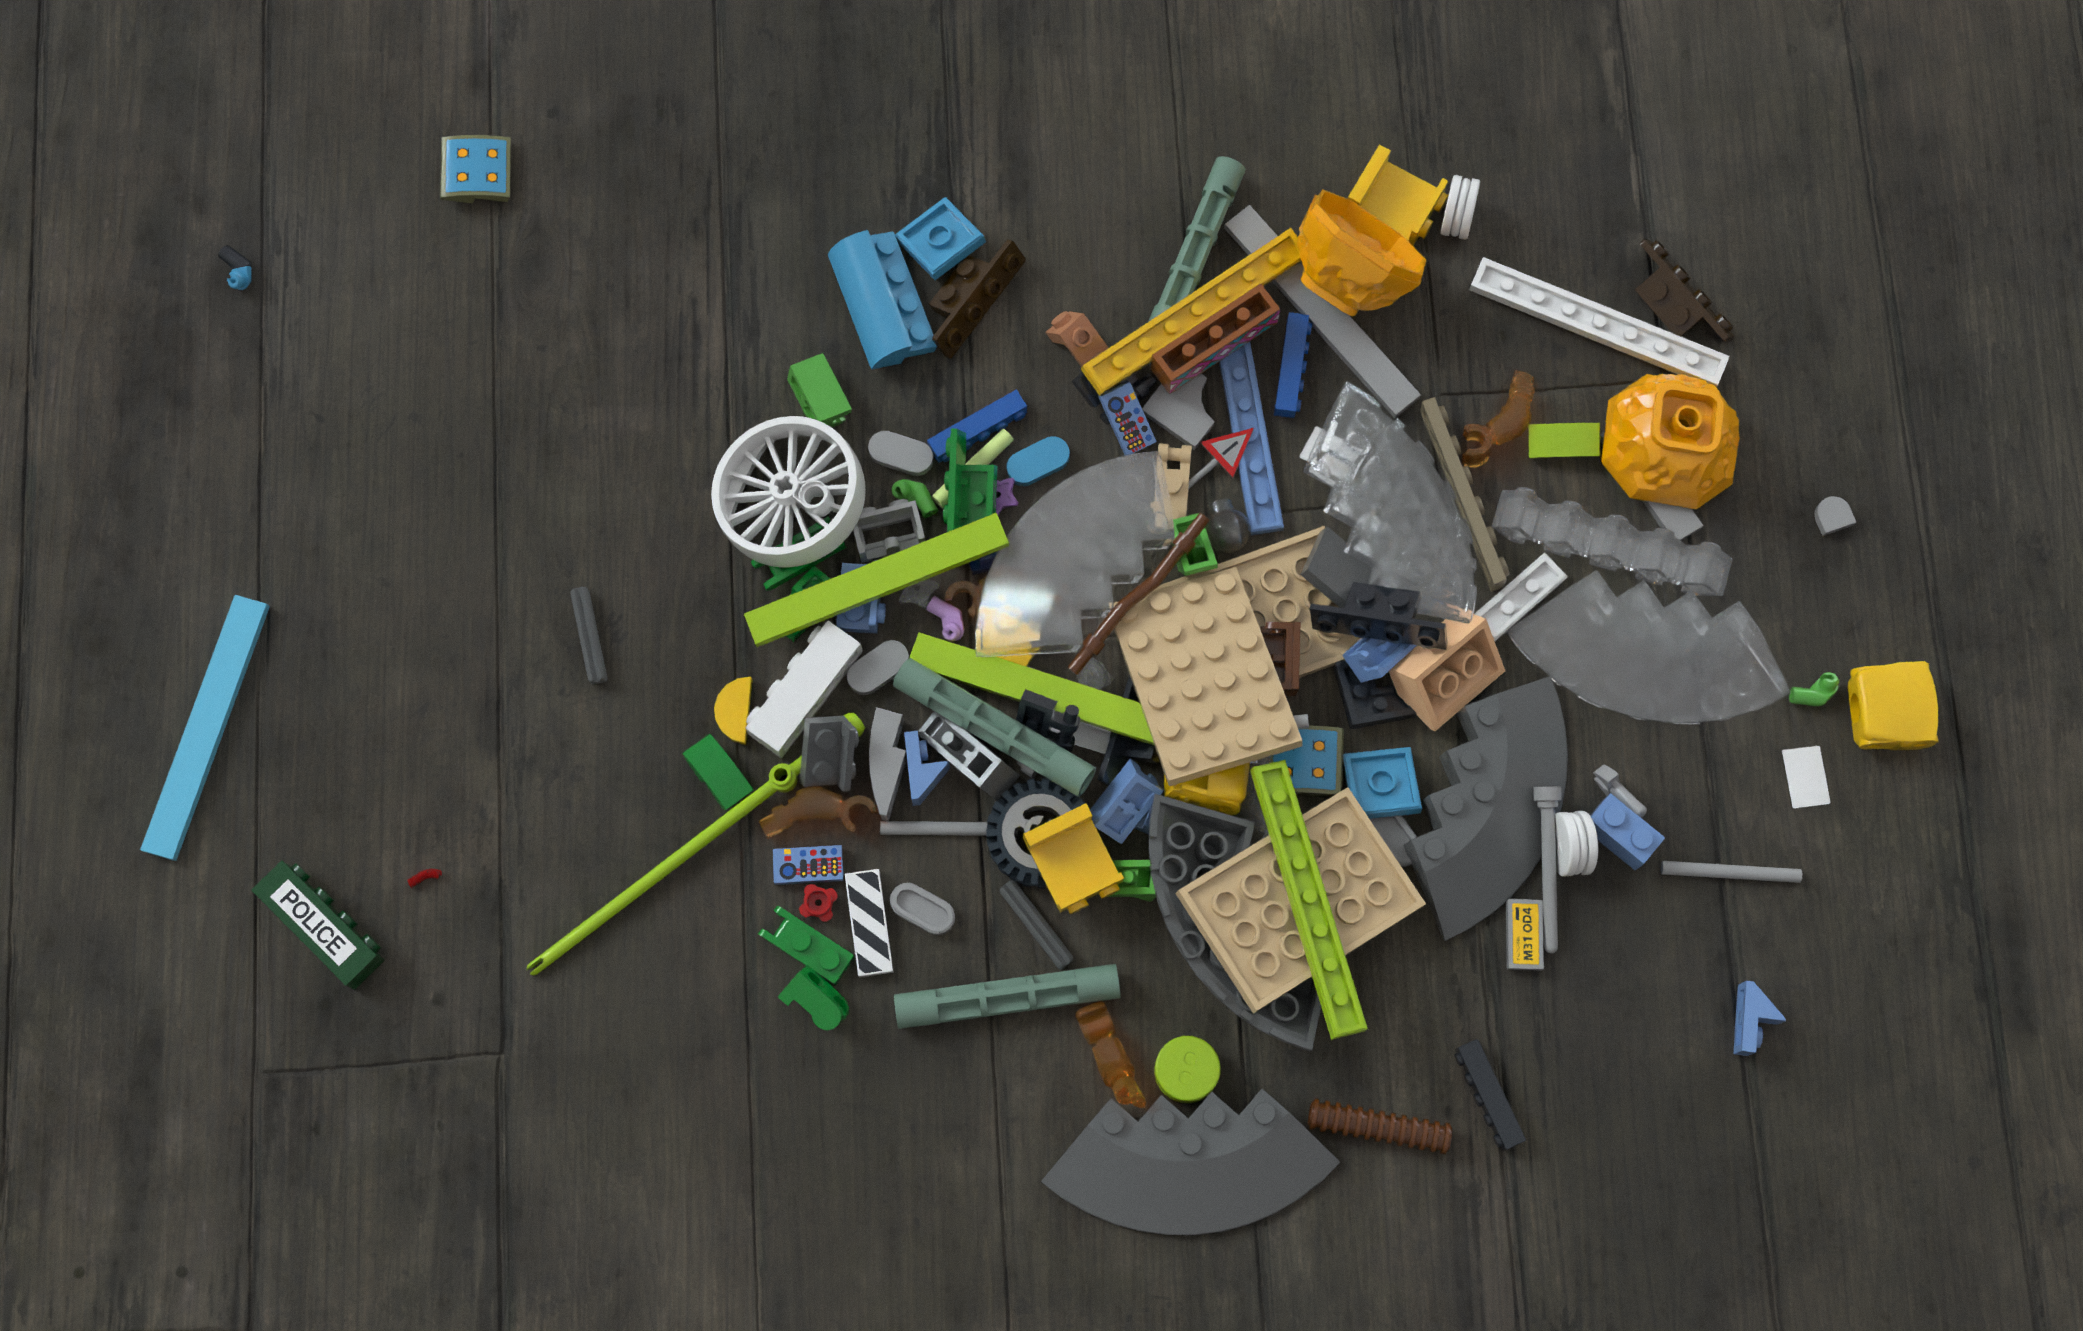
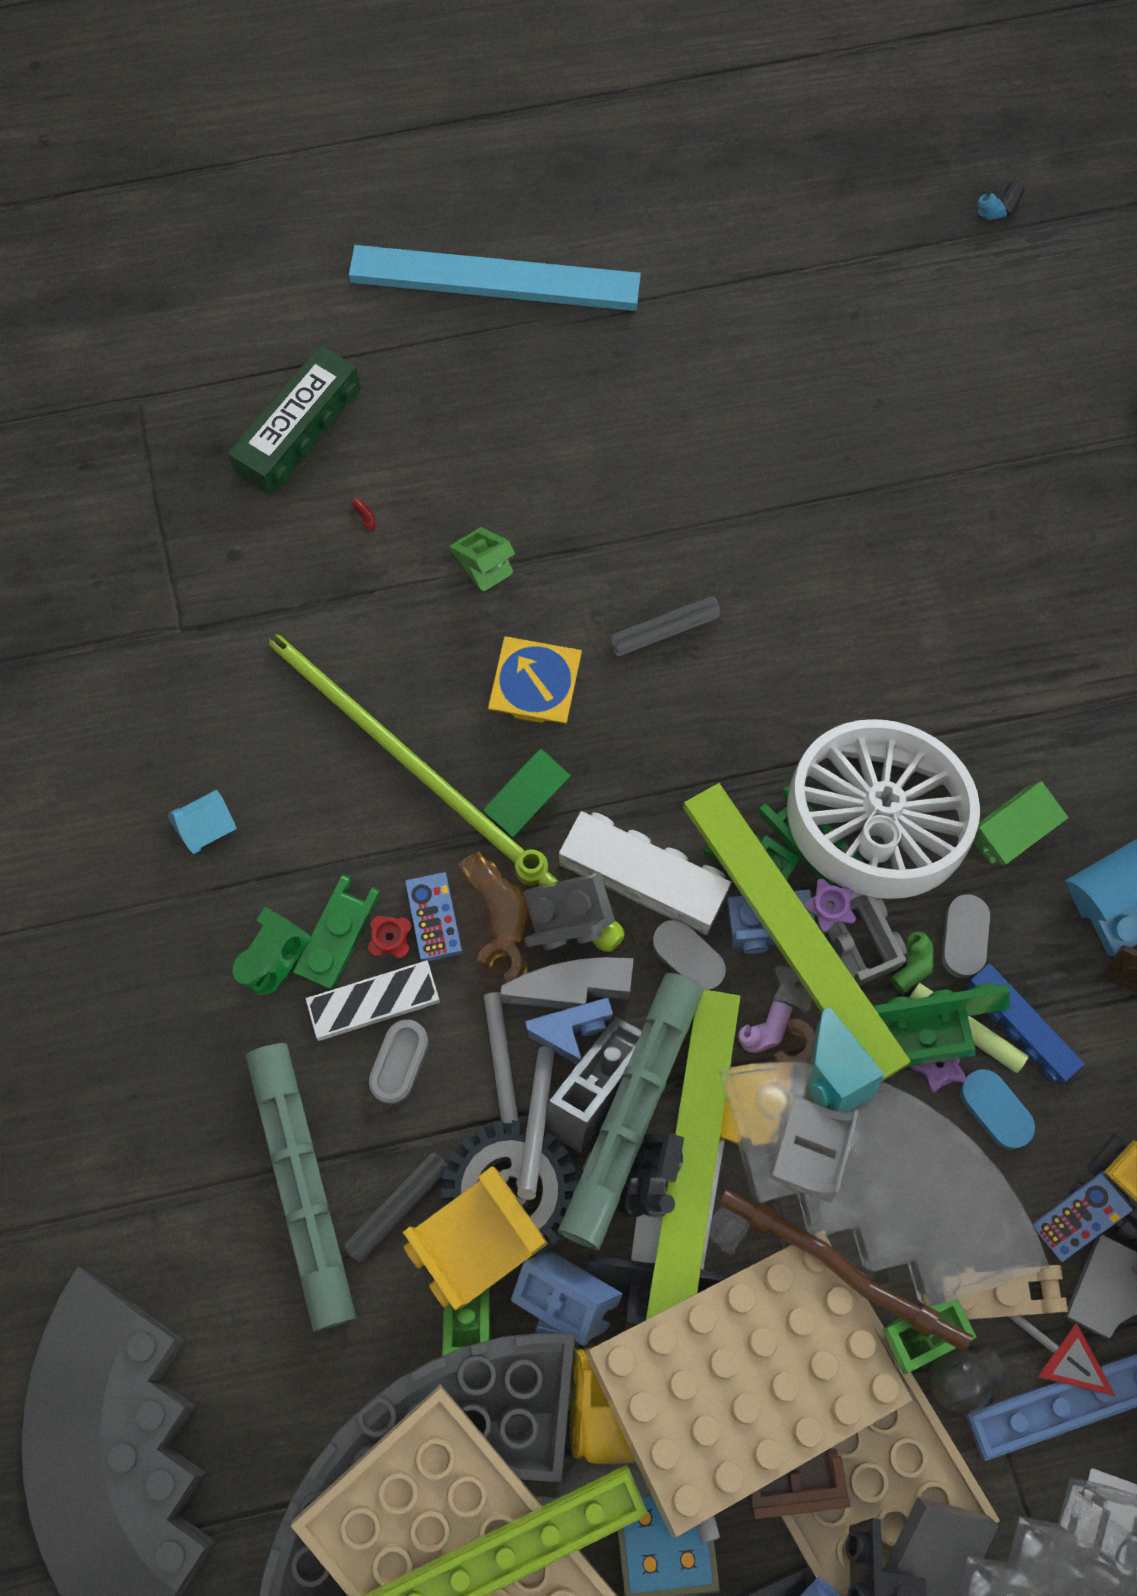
camera: 80 degrees right, 5 degrees down
(490, 776) = (484, 557): none -> bright green slope
(618, 749) = (535, 680): none -> piece
(690, 1046) = (202, 821): none -> medium azure tile
(733, 709) = (609, 797): yellow tile -> none
(857, 539) = (839, 897): none -> medium lavender plate
(991, 565) = (840, 1068): none -> teal slope
(992, 801) = (536, 1124): none -> light grey bar
(1038, 585) = (824, 1130): none -> light grey piece
(1109, 1054) = (236, 1331): clear orange piece -> none
(1187, 1069) = (230, 1438): lime head -> none

